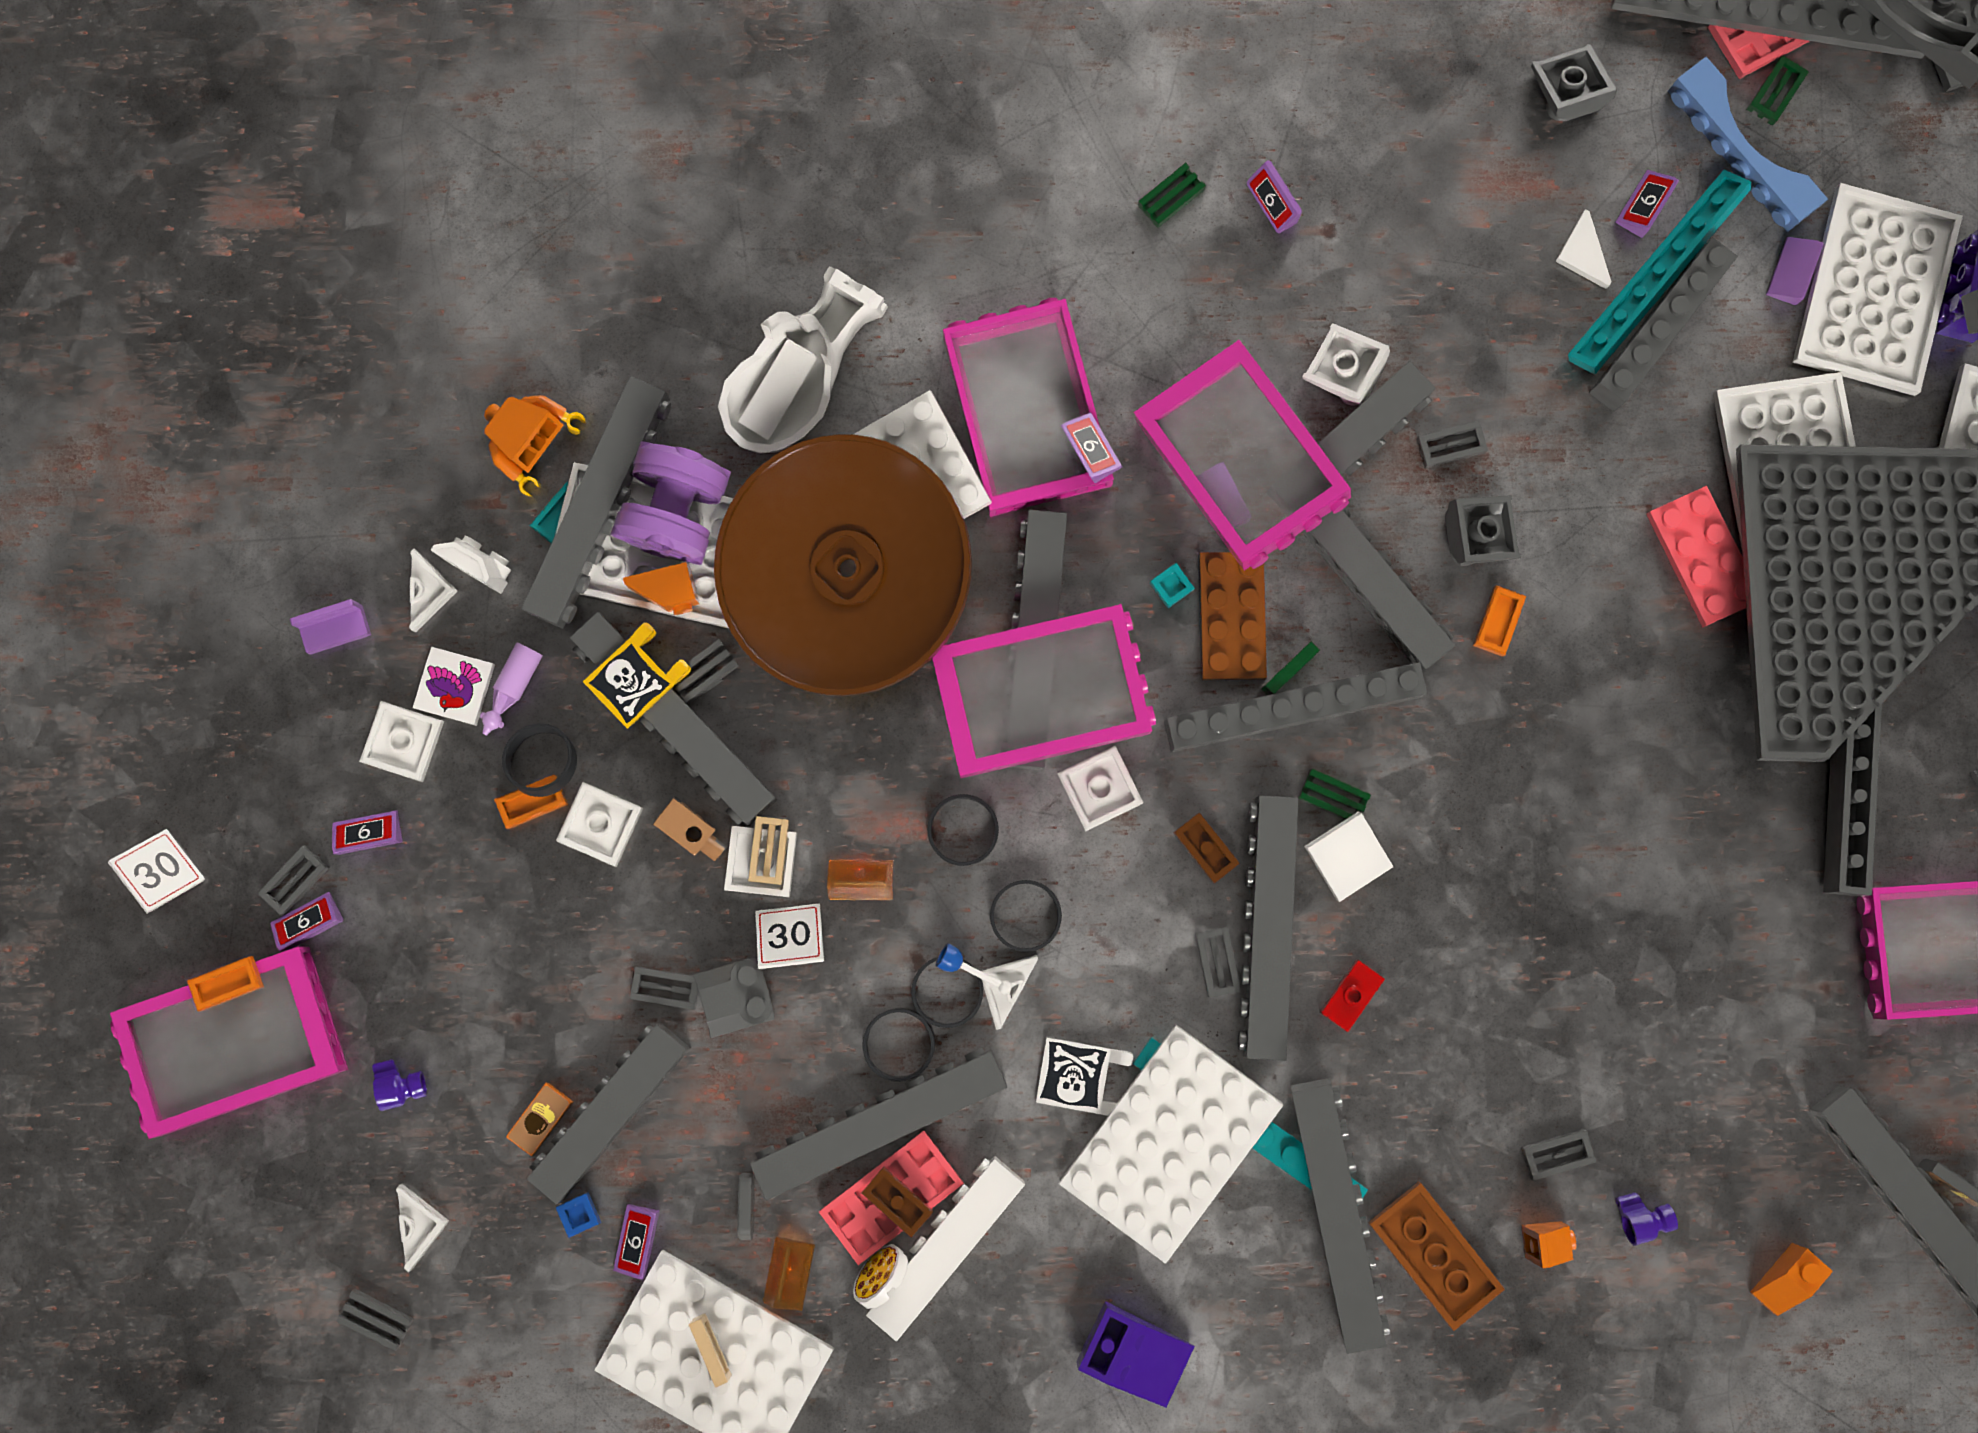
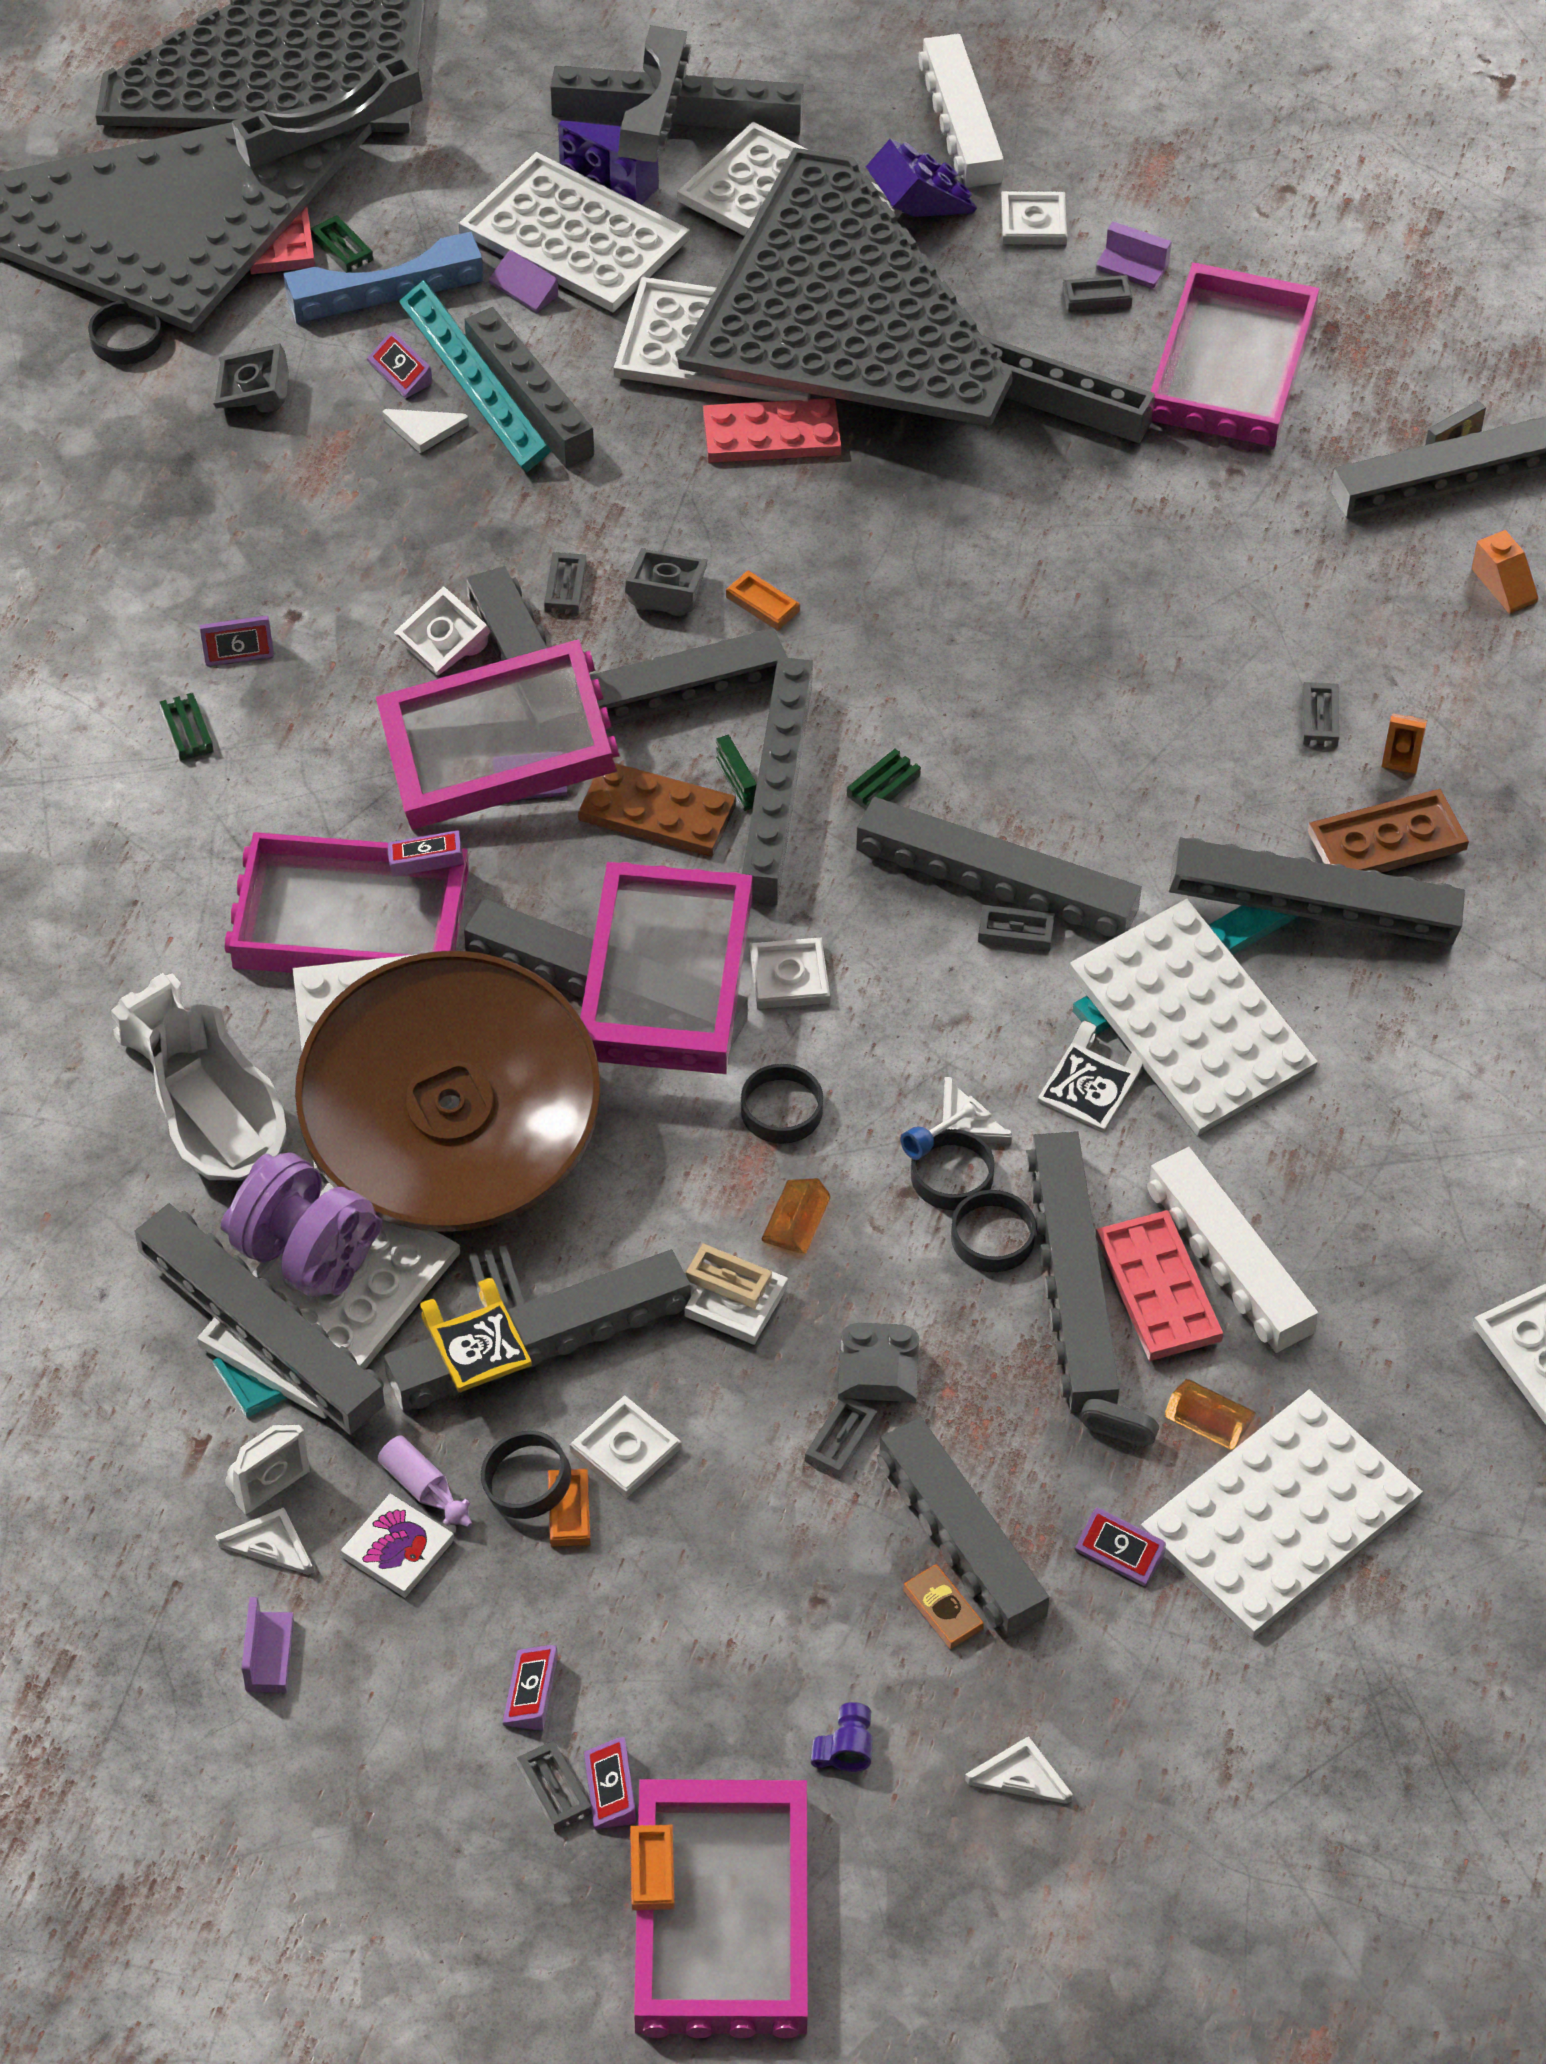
camera: 70 degrees left, 30 degrees down
(156, 871) = (478, 1922): white piece -> none
(368, 1331) = (1140, 1828): dark grey tile -> none
(401, 741) = (437, 1620): white tile -> none
(523, 432) = (140, 1377): orange torso -> none
(578, 1214) = (1069, 1594): blue plate -> none
(666, 587) = (390, 1278): orange slope -> none
(678, 818) = (667, 1347): medium nougat torso -> none
(710, 1350) = (1268, 1489): tan tile -> none
(789, 936) = (832, 1290): white piece -> none
(878, 1275) = (1242, 1308): tile -> none
(897, 1201) = (1165, 1266): reddish brown plate -> none
(1059, 915) = (904, 1045): black tyre -> none
(1134, 1355) = (1401, 1115): dark purple slope -> none
(1172, 585) = (601, 844): teal plate -> none
(1206, 848) = (892, 898): reddish brown plate -> none
(1348, 856) = (951, 784): white tile -> none
(1352, 995) = (1096, 827): red plate -> none
(1640, 1223) = (1412, 667): dark purple piece -> none

